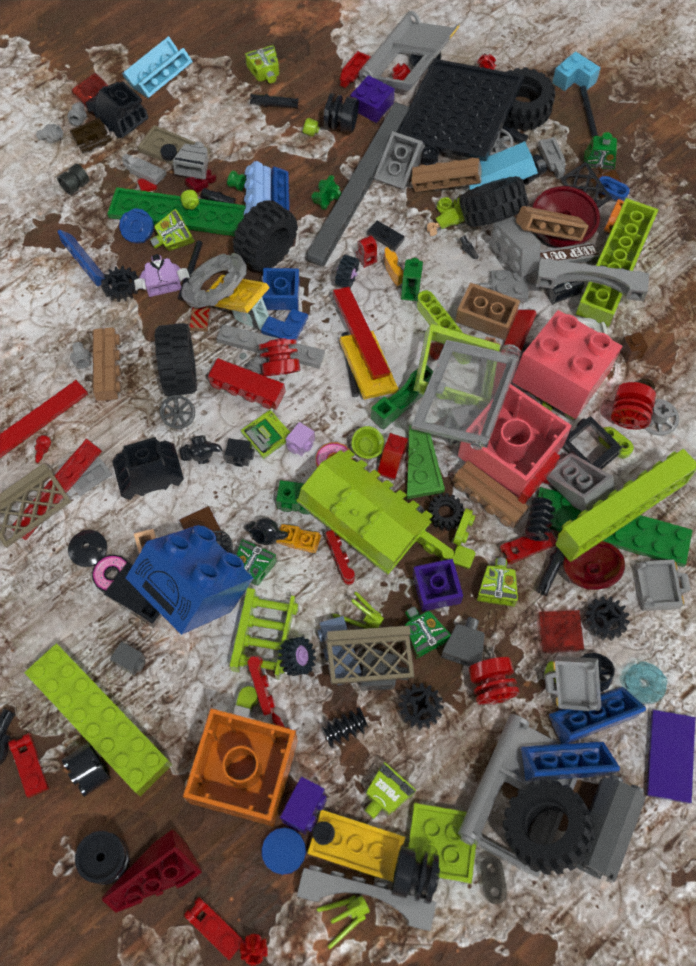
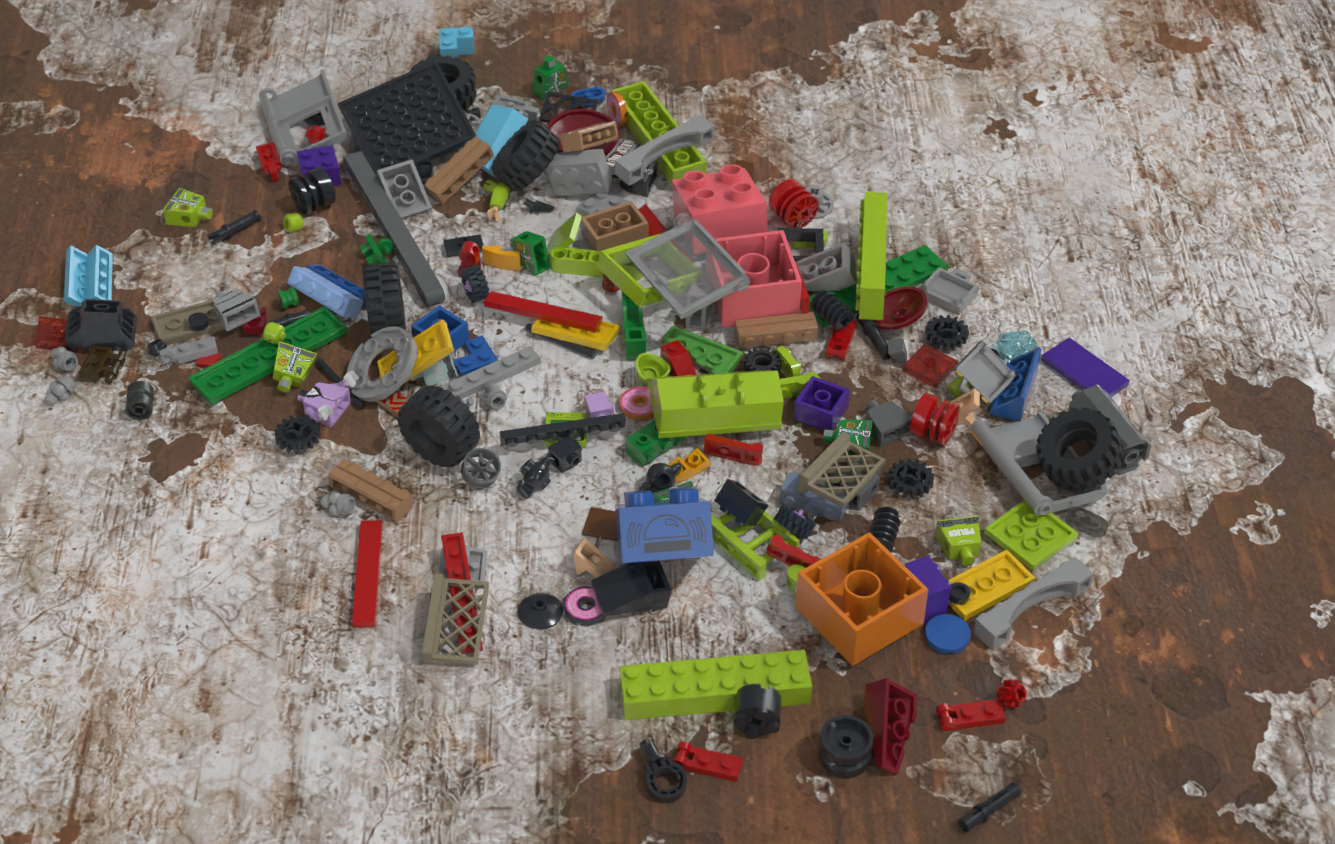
camera: 50 degrees left, 20 degrees down
(42, 445) = (402, 584): red bar -> none
(81, 257) = (232, 446): blue slope -> none
(128, 658) = (680, 635): dark grey brick -> none
(129, 149) = (155, 347): none -> black plate
(136, 226) = (249, 388): blue tile -> none
(147, 467) = (510, 521): black slope -> none
(246, 384) = (511, 407): red brick -> none
(259, 439) = (556, 430): none -> black plate
(274, 607) = (741, 503): none -> black brick
(279, 357) = (511, 368): red wheel -> none
(356, 909) = (1035, 614): lime plant -> none
(373, 618) = (804, 461): lime plant -> none
(415, 874) = (1045, 547): black wheel -> none
(445, 201) = (480, 194): lime plate -> none
(449, 286) = (565, 234): none -> lime tile
(486, 61) = (373, 81): red gear -> none
(499, 585) = (858, 372): torso -> none
(531, 691) = (968, 404): none -> light nougat slope
(550, 597) = (898, 350): none -> dark grey slope
(568, 761) = (1029, 425): blue slope -> none
(588, 110) = (498, 64): black bar -> none

